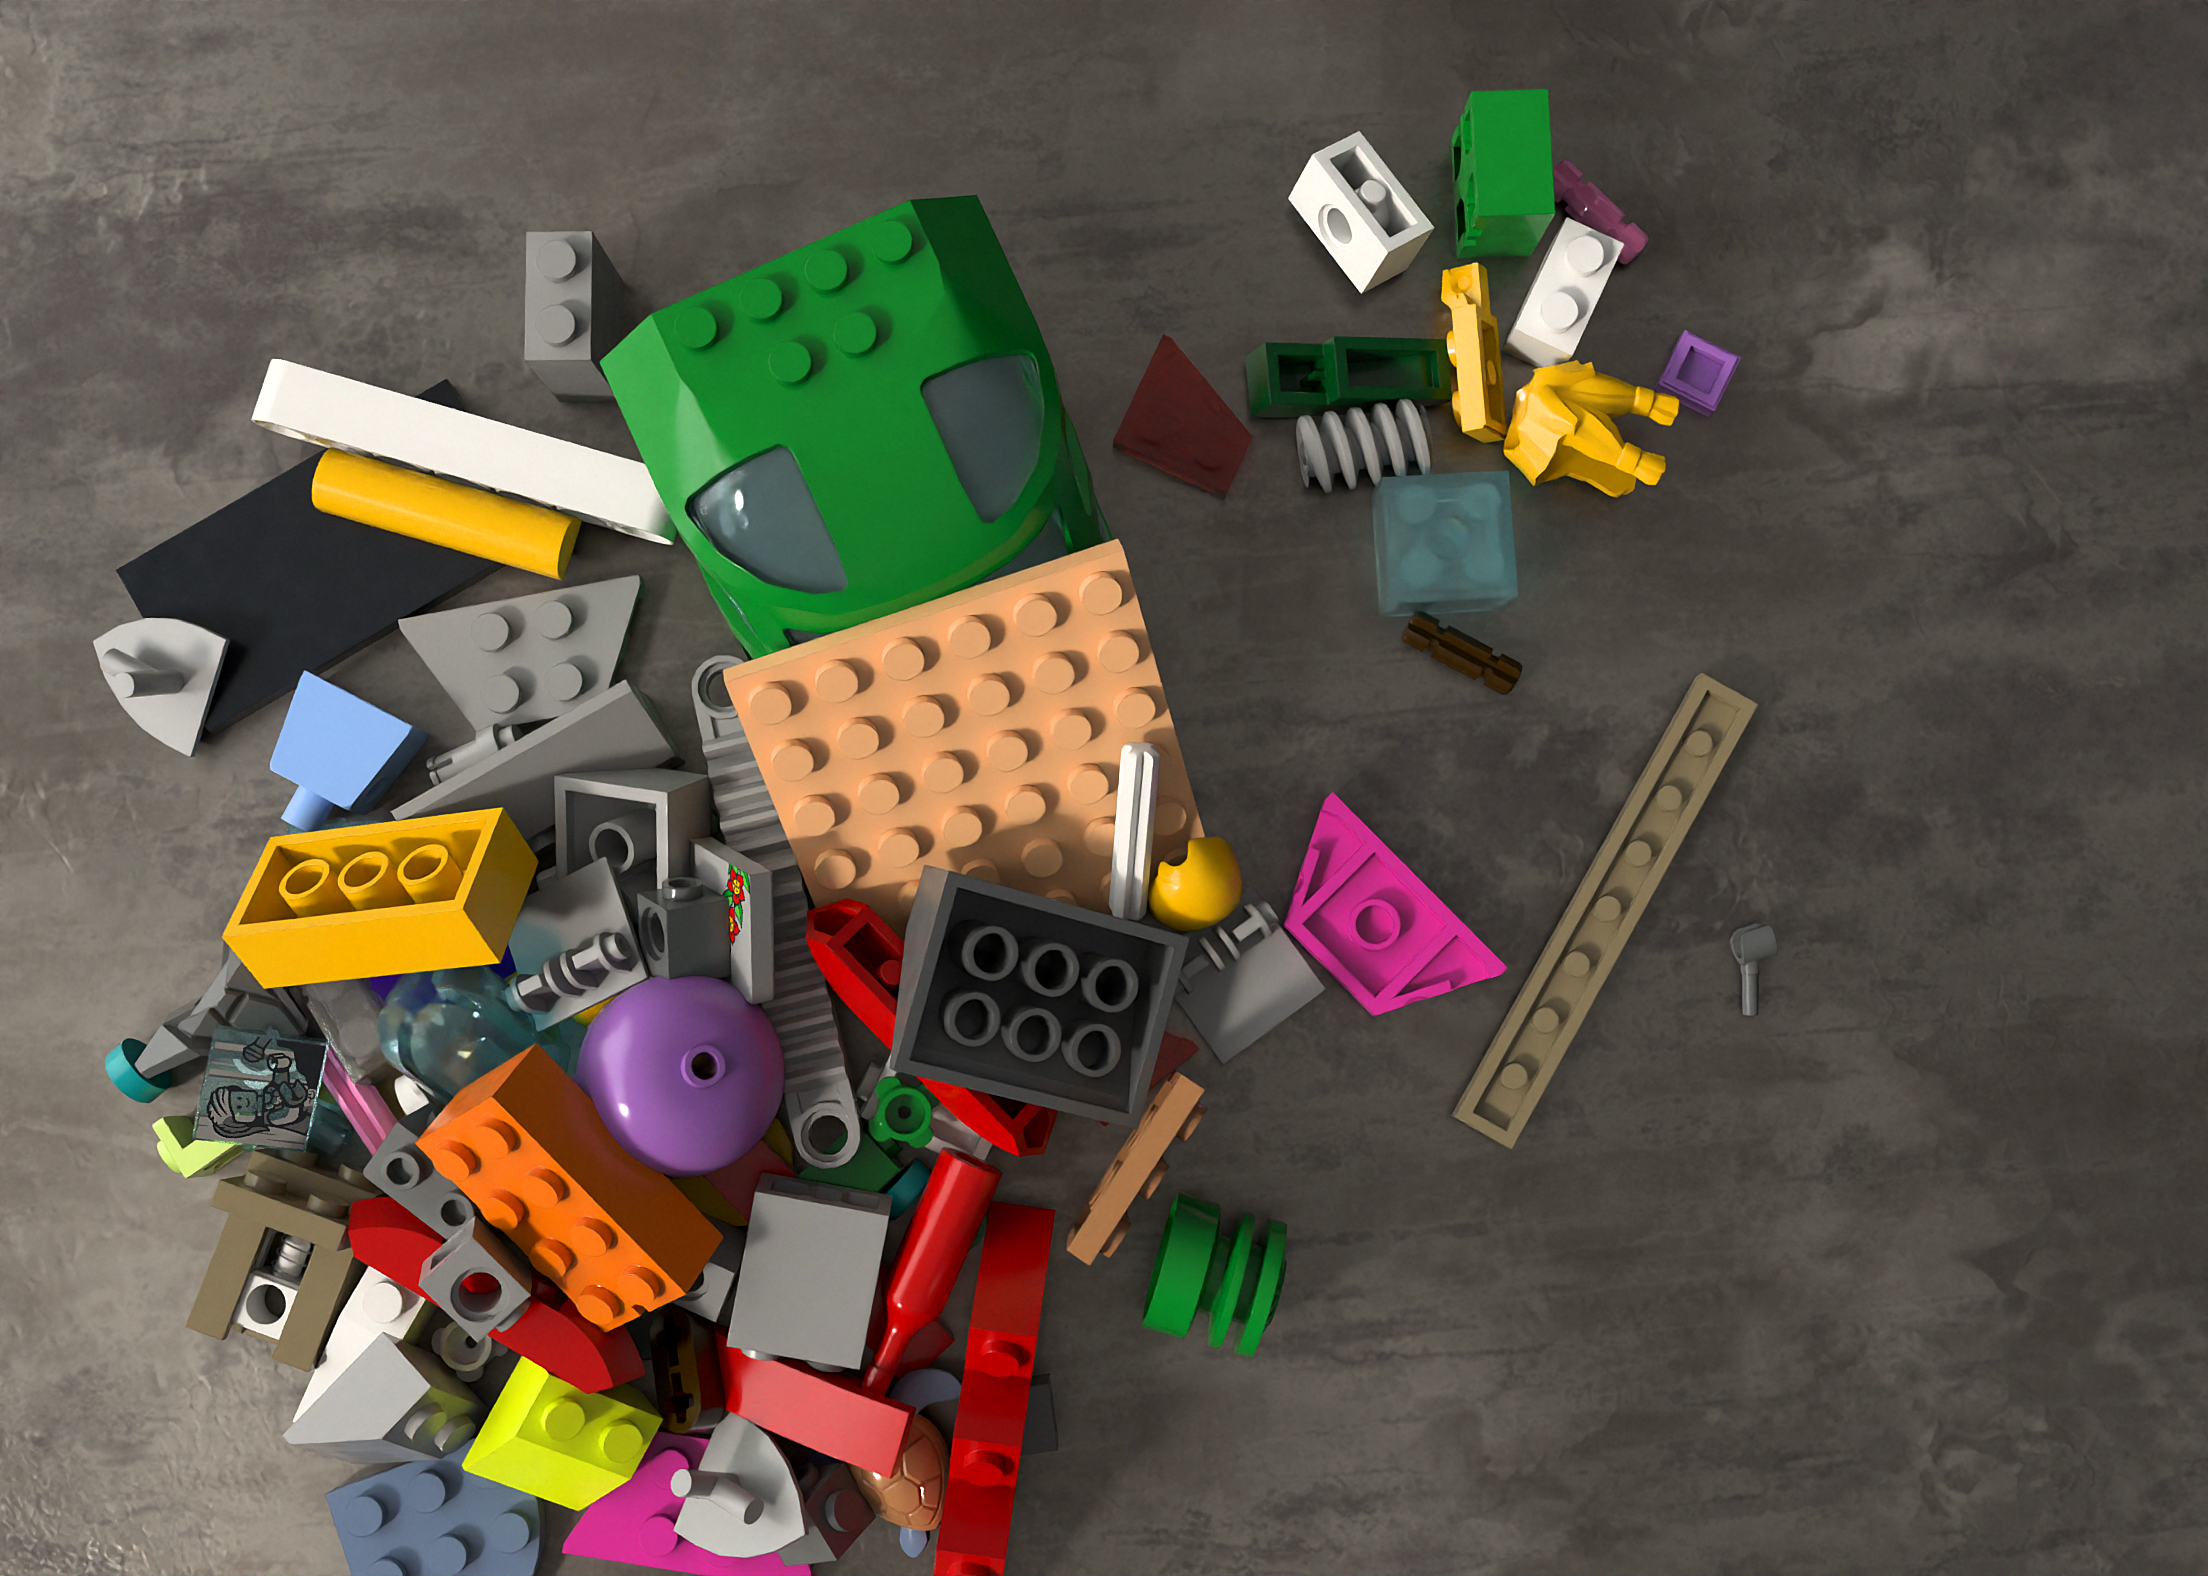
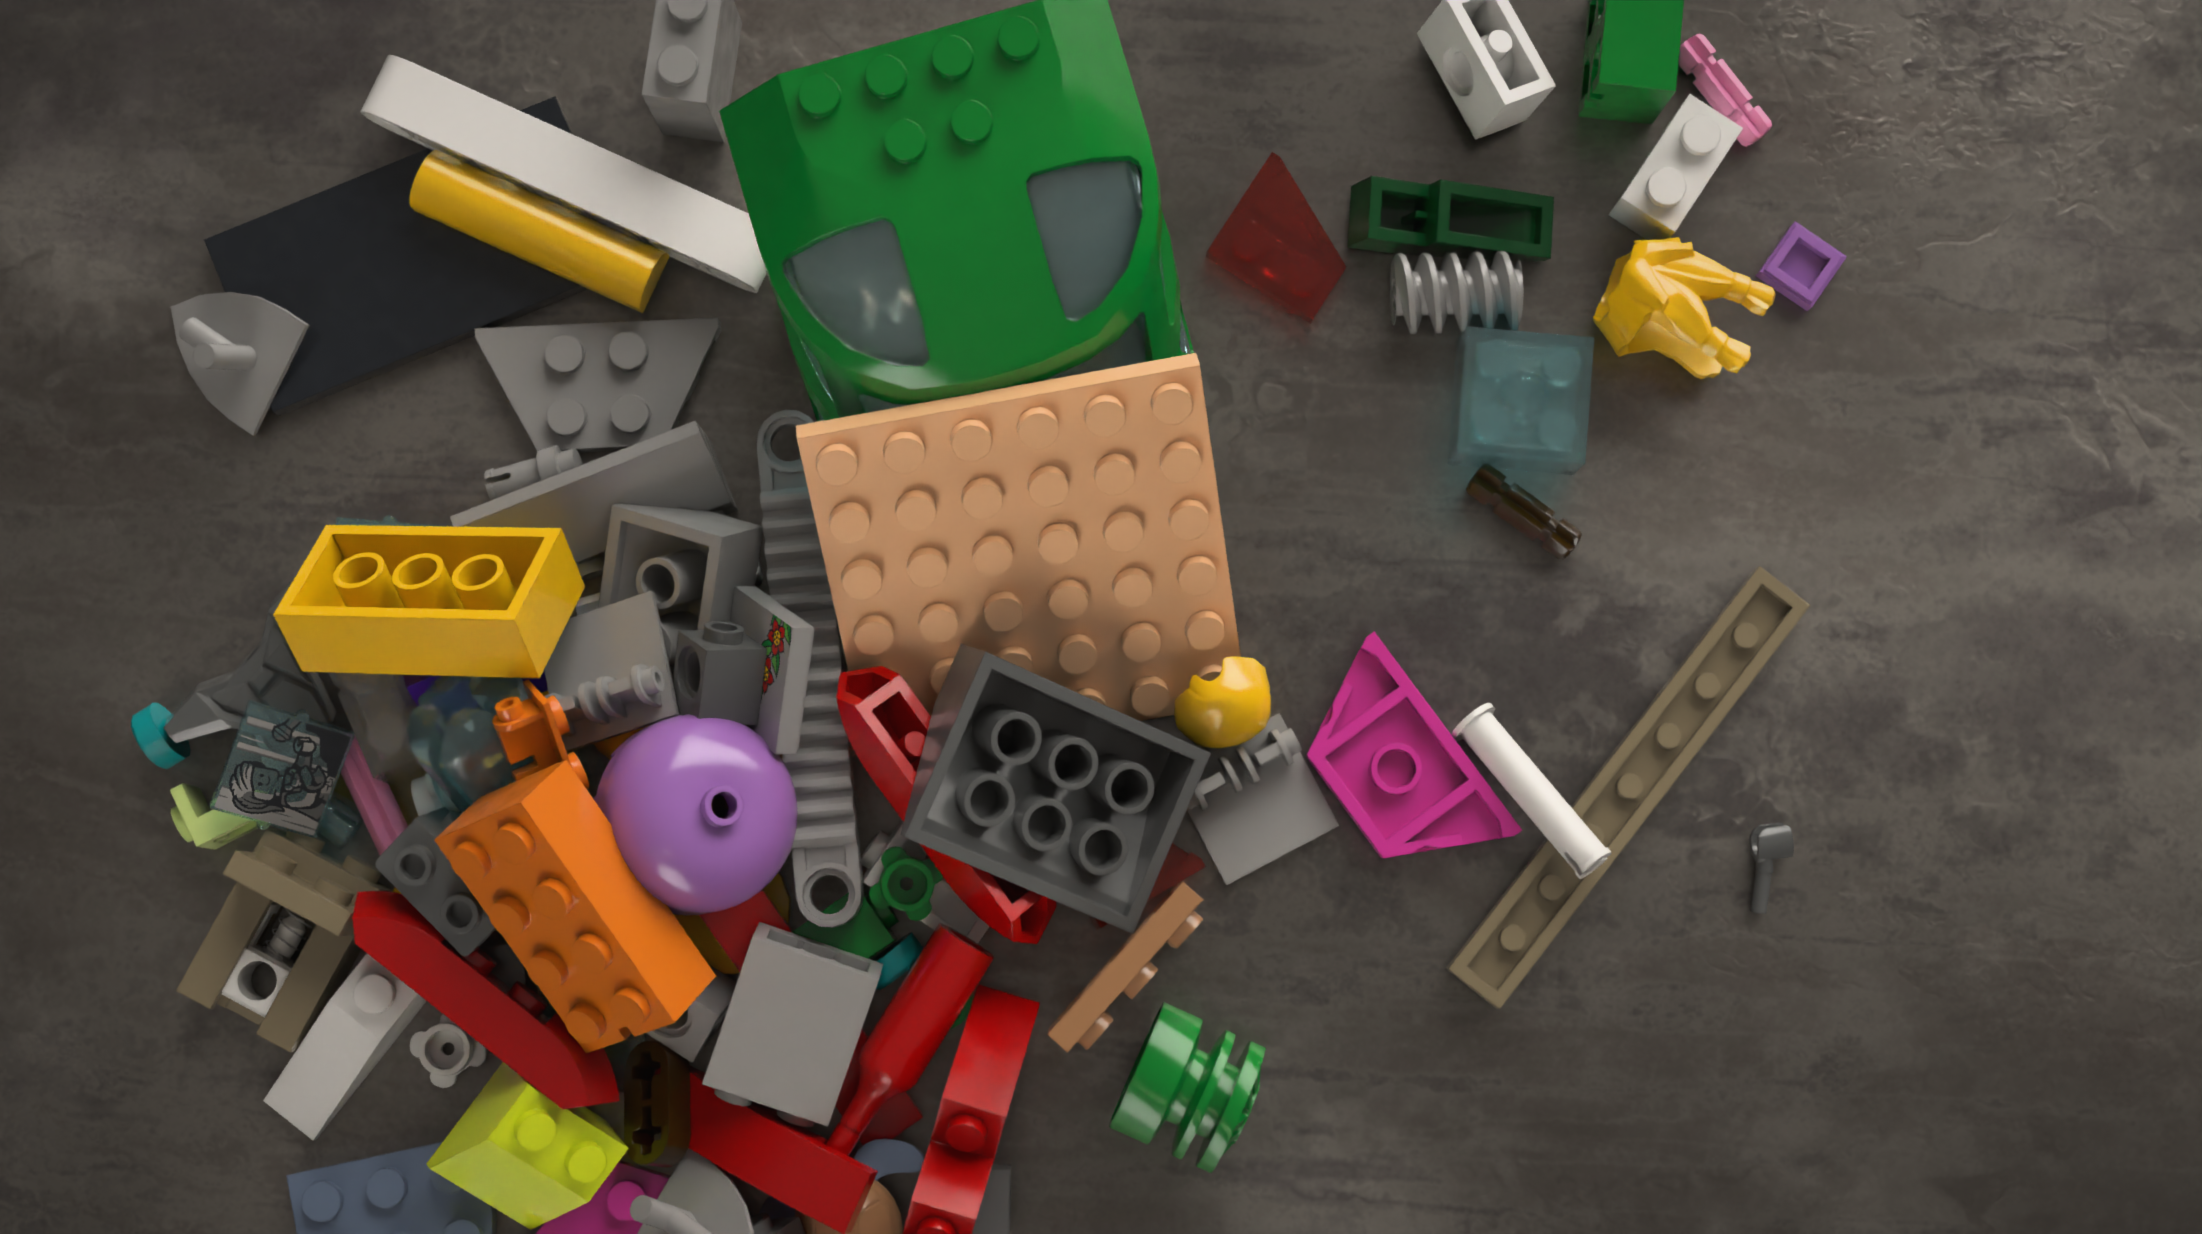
camera: 10 degrees right, 0 degrees up
(339, 752) = (400, 451): light blue torso -> none
(390, 1408) = (364, 1100): light grey slope -> none
(473, 1251) = (469, 953): light grey brick -> none
(502, 1016) = (534, 730): none -> orange hinge
(1134, 830) = (1171, 640): white axle -> none
(1475, 353) = (1581, 216): yellow hinge -> none
(1512, 927) = (1532, 790): none -> white pin

